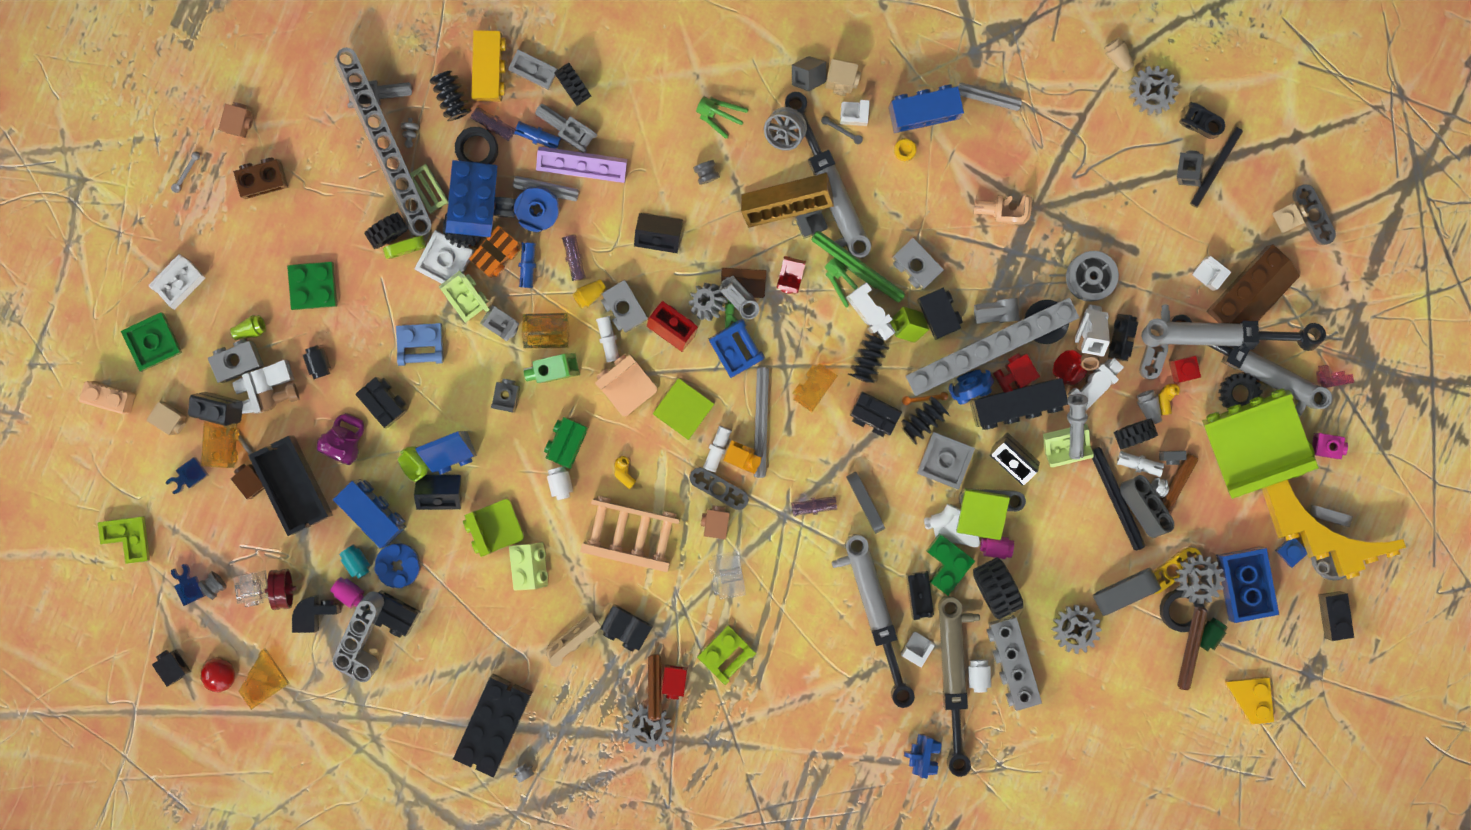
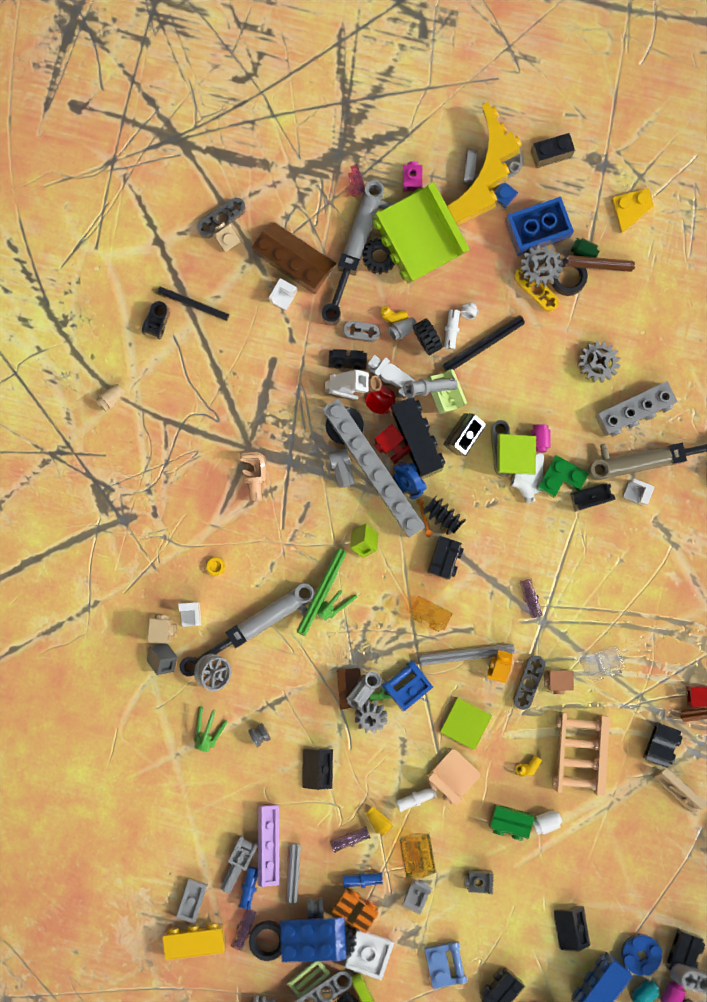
camera: 100 degrees left, 5 degrees down
(412, 464) = (550, 954): lime hair -> none
(447, 451) = (537, 927): blue slope -> none
(448, 94) = (225, 971): black piece -> none
(463, 297) = (399, 933): yellowish green bracket -> none
(493, 527) = (595, 875): lime bracket -> none
(525, 213) = (301, 879): blue plate -> none
(528, 566) = (623, 838): yellowish green bracket -> none
(559, 367) = (449, 843): bright green torso -> none
(572, 84) = (200, 864): black tyre -> none
(623, 293) = (392, 778): light grey brick -> none
(672, 326) = (396, 744): red brick -> none
(717, 449) = (495, 689): white pin -> none
(721, 649) = (666, 659): lime plate -> none
(787, 200) = (274, 661): pearl gold brick -> none
(791, 275) = (337, 648): bracket -> none
(810, 223) = (289, 637): dark grey panel -> none
(857, 139) = (212, 608): dark grey hinge -> none
(865, 502) = (521, 555): dark grey beam -> none
(869, 359) = (399, 570): black piece -> none
(870, 313) = (360, 575): white hips -> none
(876, 610) = (611, 532): light grey piece -> none
(925, 108) = (178, 554): blue brick -> none
(930, 267) = (315, 530): light grey brick -> none
(939, 313) = (350, 516): black brick -> none
(945, 460) = (475, 492): light grey plate -> none
(979, 675) = (651, 436): white brick -> none
(989, 96) = (160, 502): light grey axle -> none
(998, 588) = (577, 432): black tyre -> none
(1079, 278) = (303, 403): light grey wheel -> none
(1126, 591) = (561, 324): dark grey beam -> none
(1147, 506) = (487, 318): dark grey beam -> none
(1158, 97) = (130, 370): light grey gear -> none
(1172, 457) = (442, 303): dark grey plate -> none
(1179, 481) = (463, 296): dark orange axle -> none
(1185, 369) = (367, 304): red brick -> none
(1188, 177) = (190, 327): dark grey brick -> none
(1243, 335) = (332, 263): light grey piece -> none

